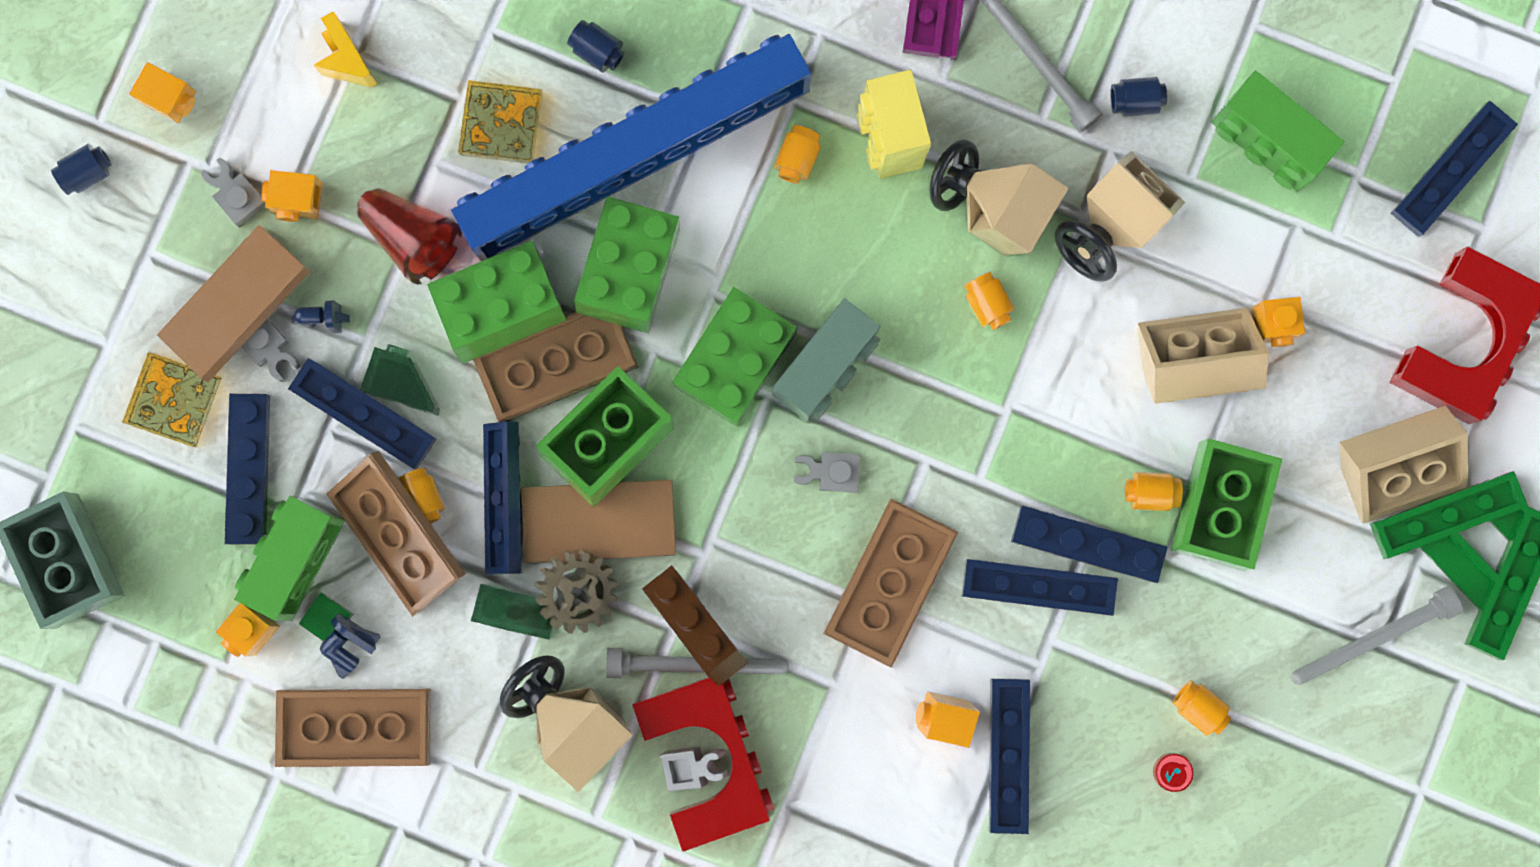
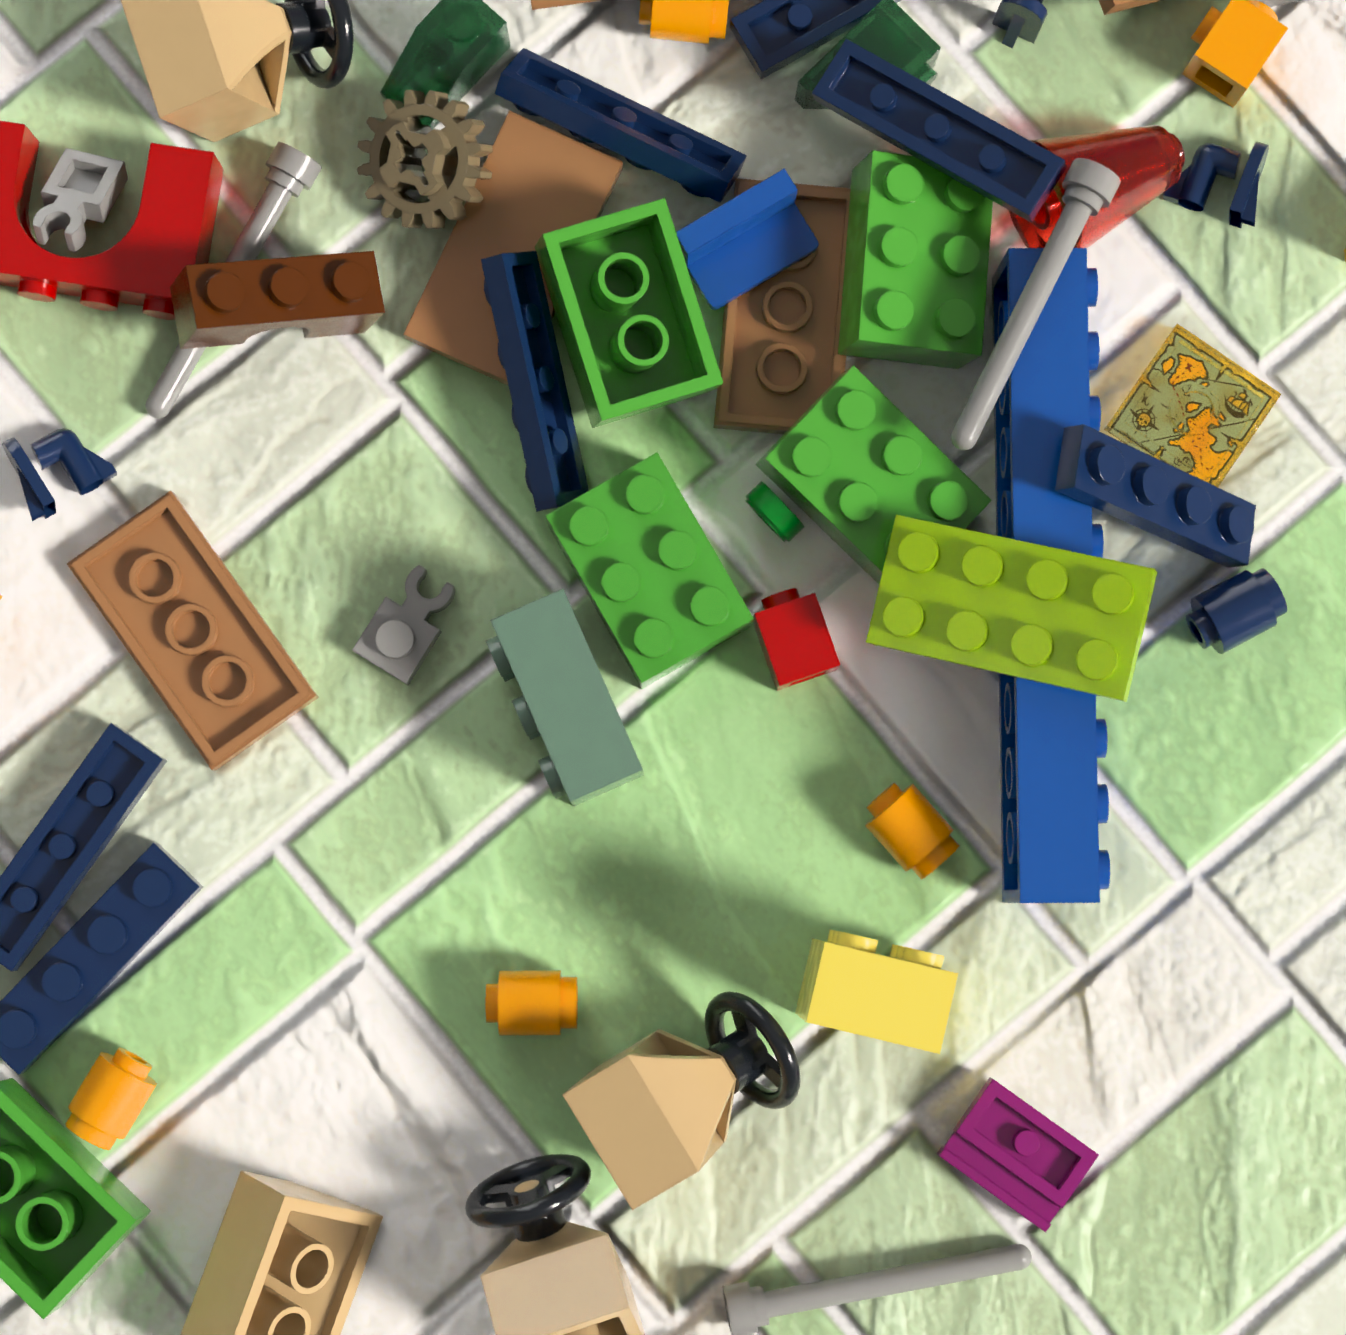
camera: 115 degrees right, 0 degrees up
(367, 180) = (1213, 160): none -> dark blue piece
(423, 223) = (1087, 190): none -> light grey piece
(425, 319) = (939, 130): none -> dark blue plate
(532, 395) = (746, 240): none -> blue panel
(561, 111) = (1155, 496): none -> dark blue plate
(662, 152) = (1012, 607): none -> lime plate
(663, 469) = (534, 378): none -> dark blue plate
(669, 309) = (774, 512): none -> green tile
(730, 264) = (794, 638): none -> red brick
(829, 705) = (63, 446): none -> dark blue piece

